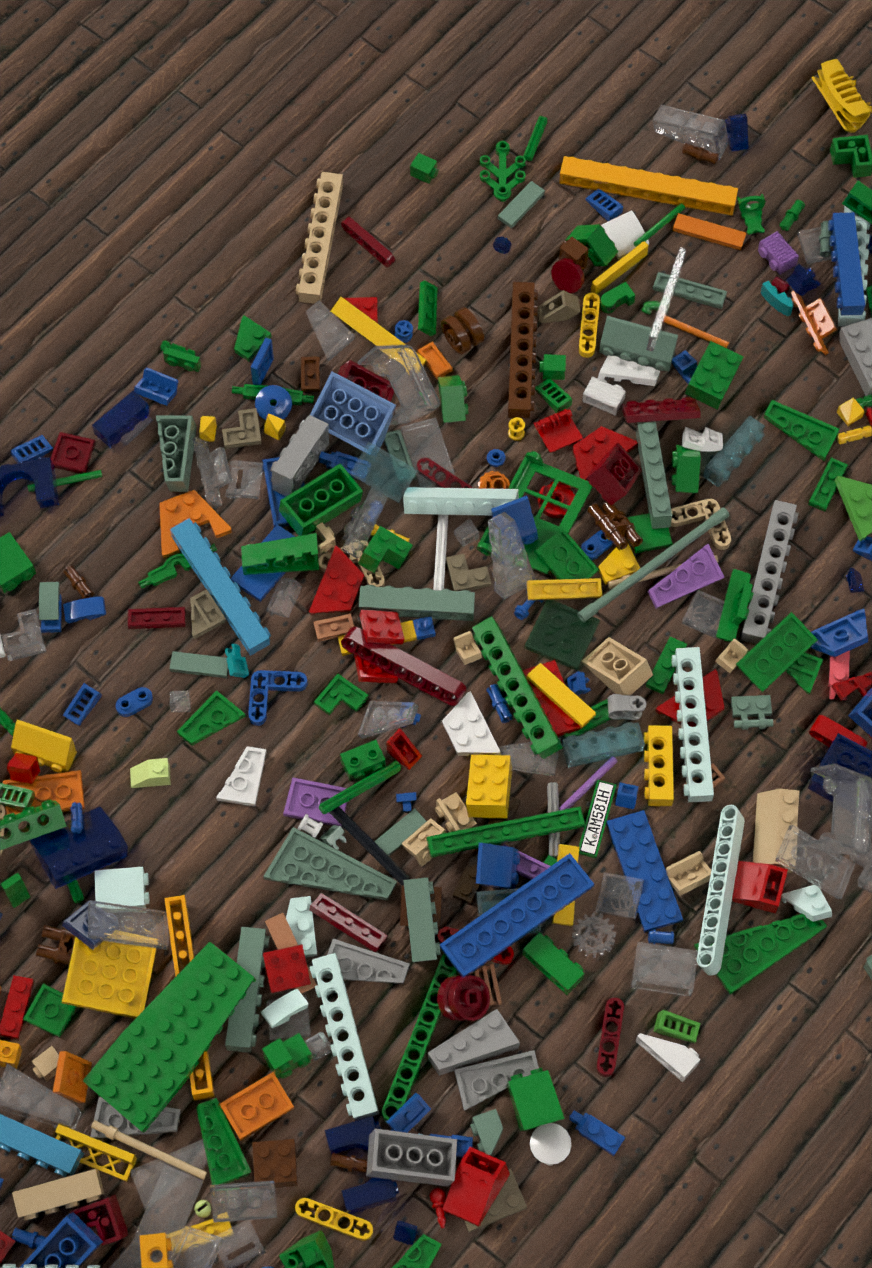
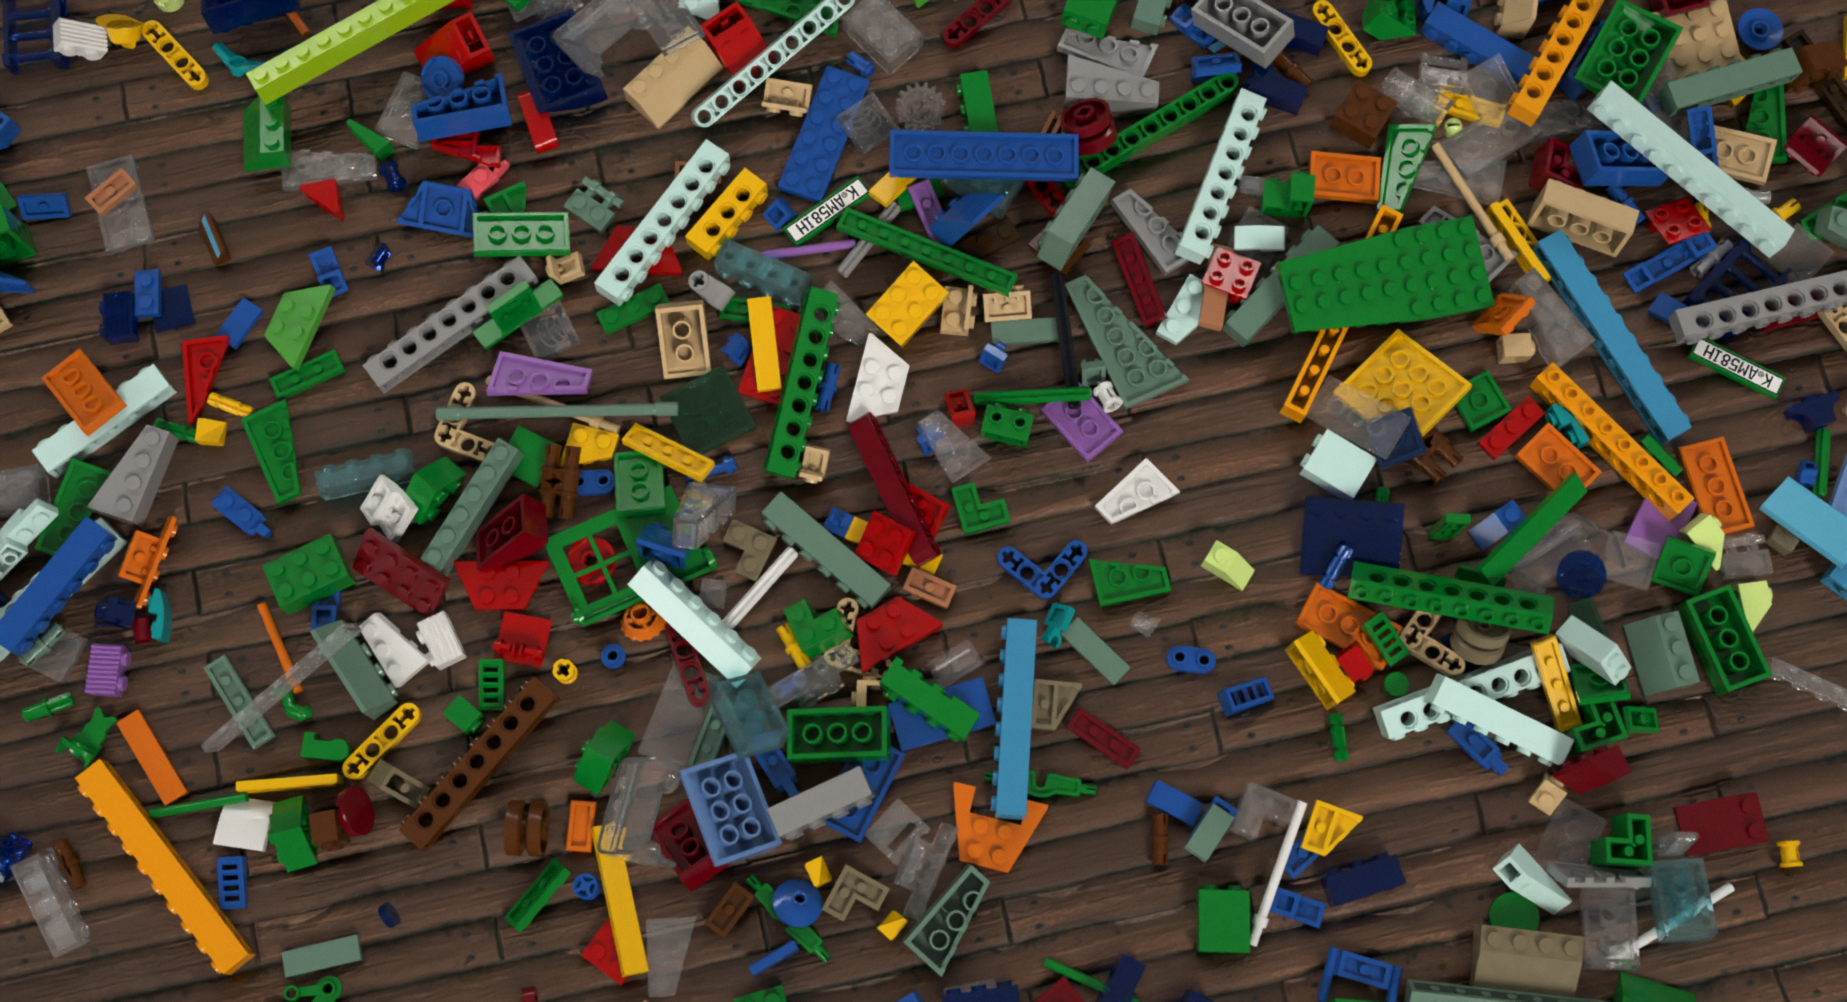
camera: 145 degrees left, 10 degrees up
(787, 383) = (241, 513): none -> blue hinge

